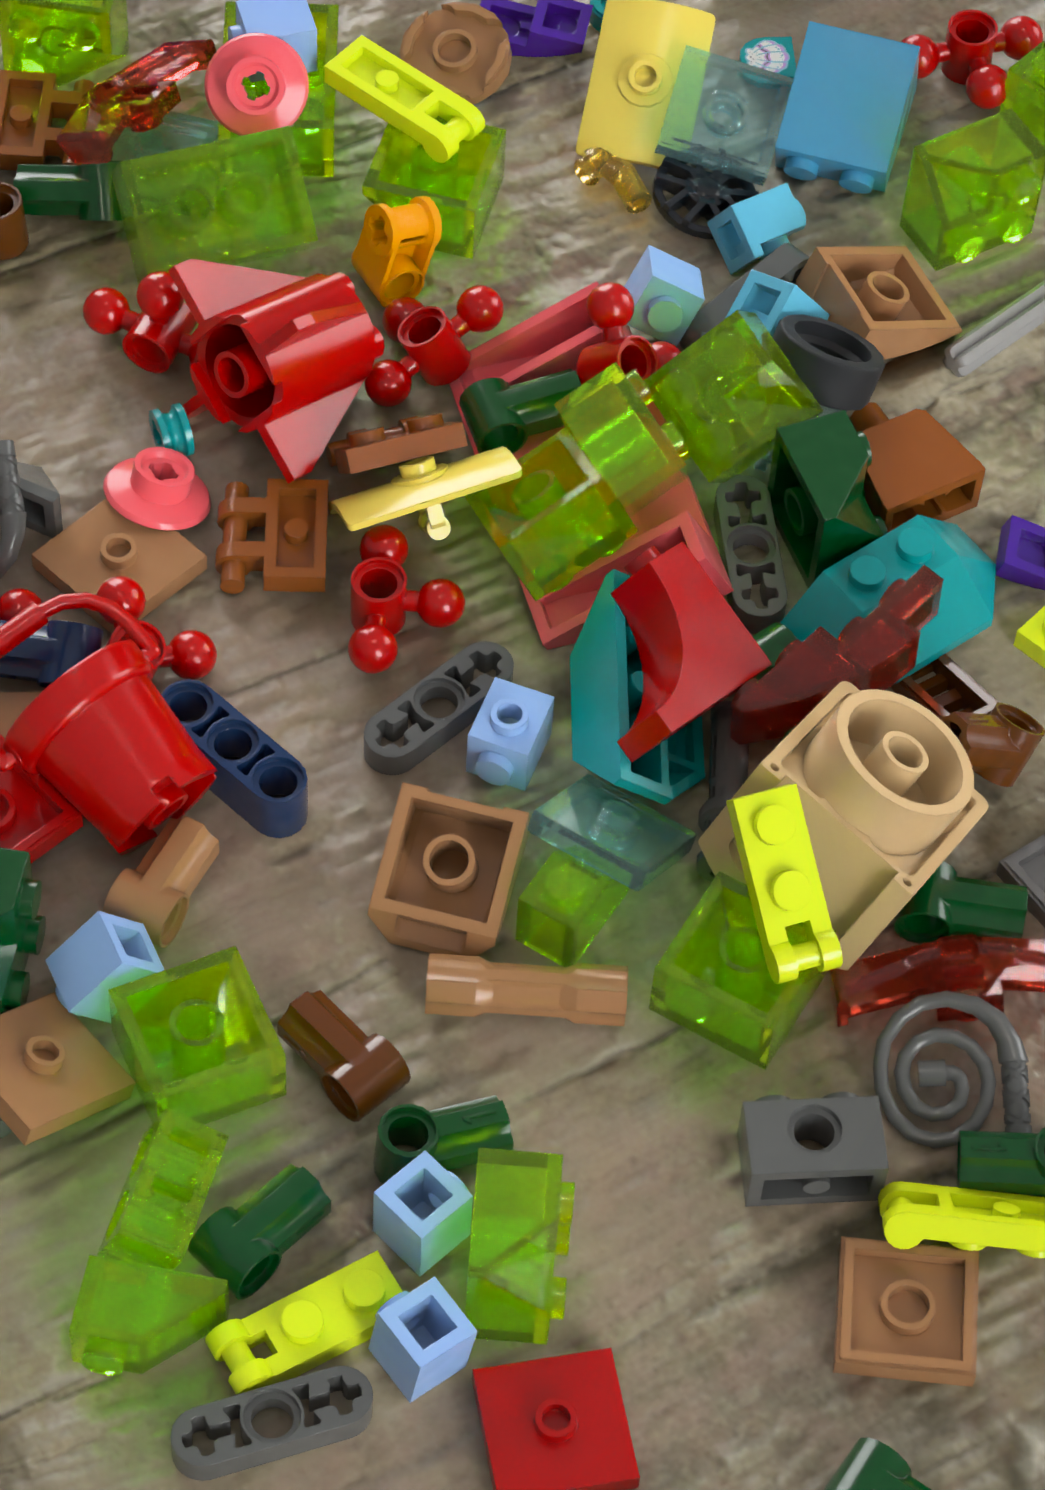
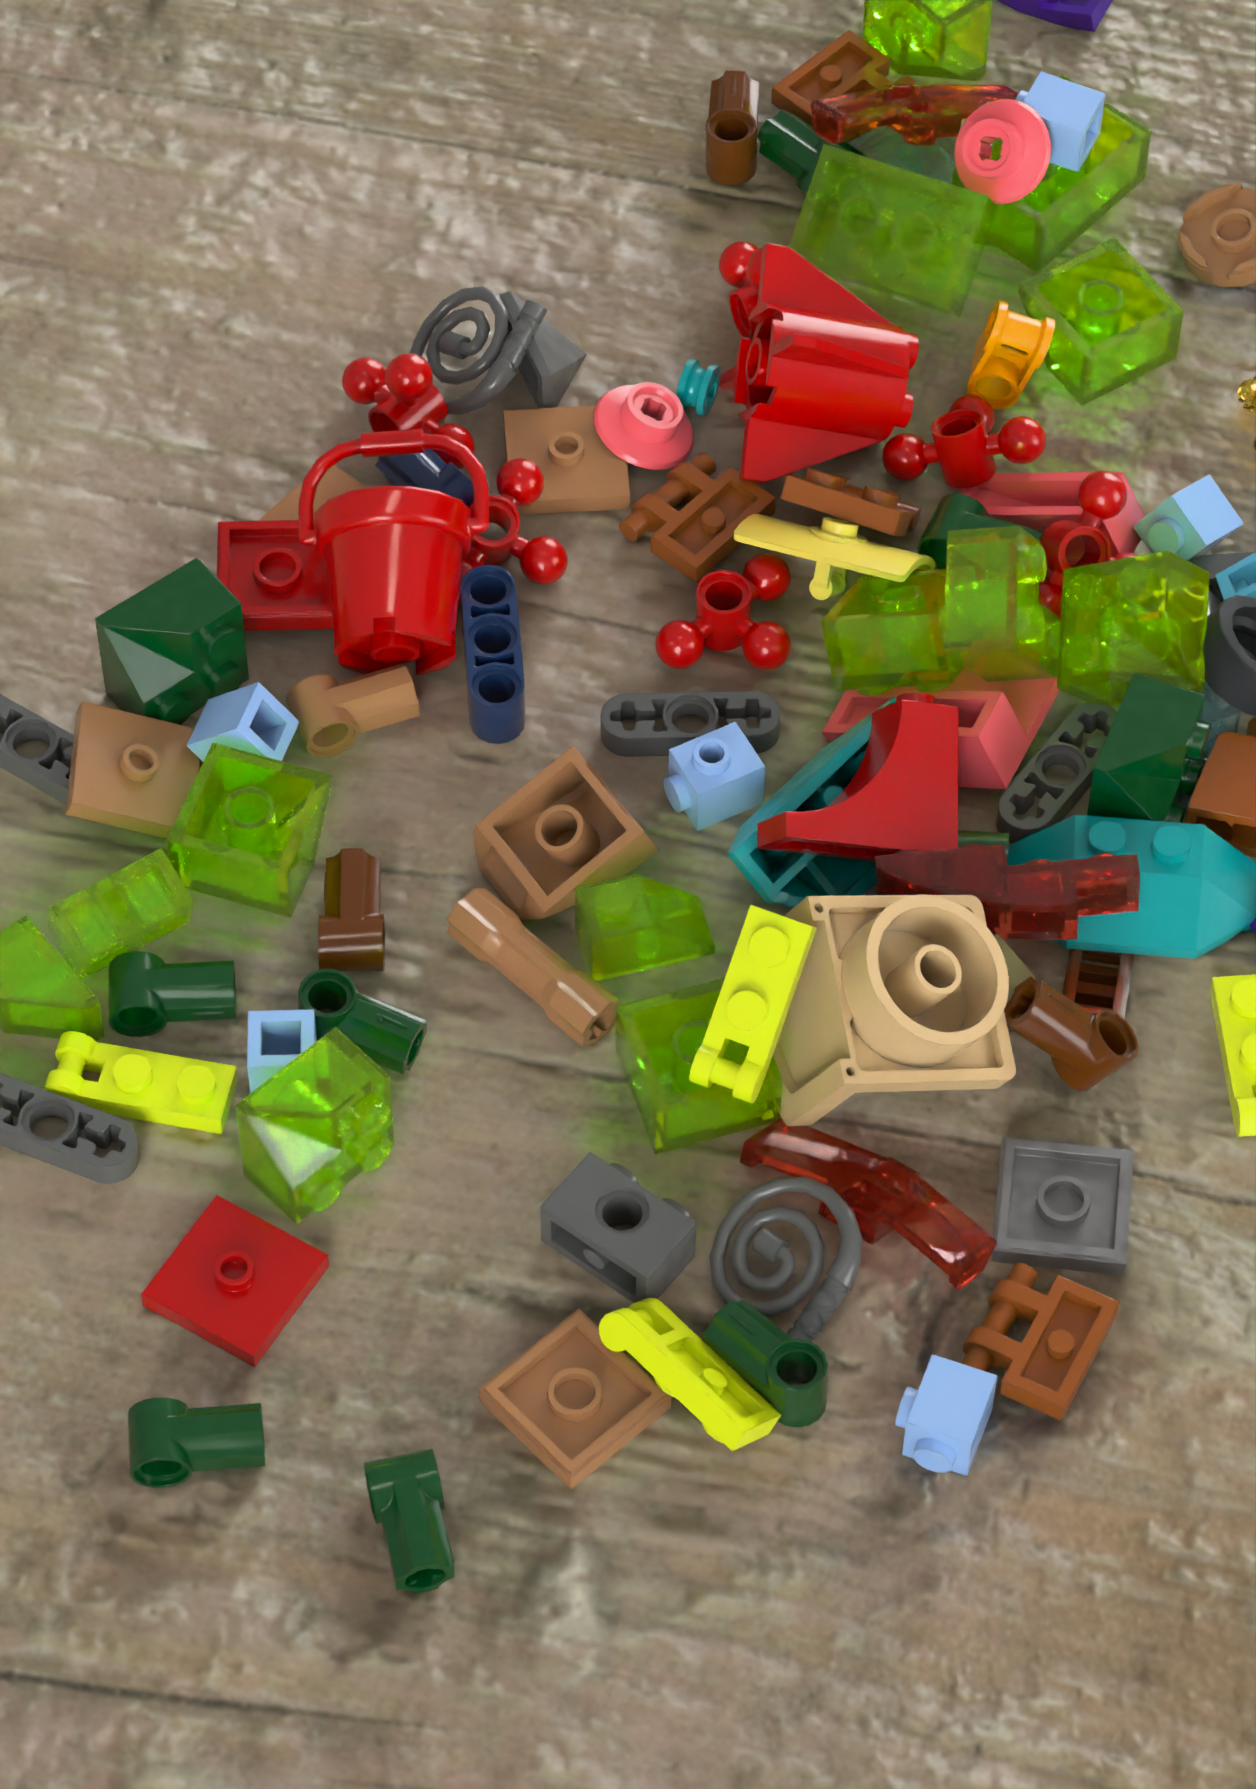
camera: 45 degrees right, 0 degrees up
(404, 97) = (1114, 231): neon yellow plate -> none
(421, 1338) = (191, 1142): light blue brick -> none
(611, 832) = (698, 892): clear light blue plate -> none
(962, 906) = (920, 1132): dark green piece -> none

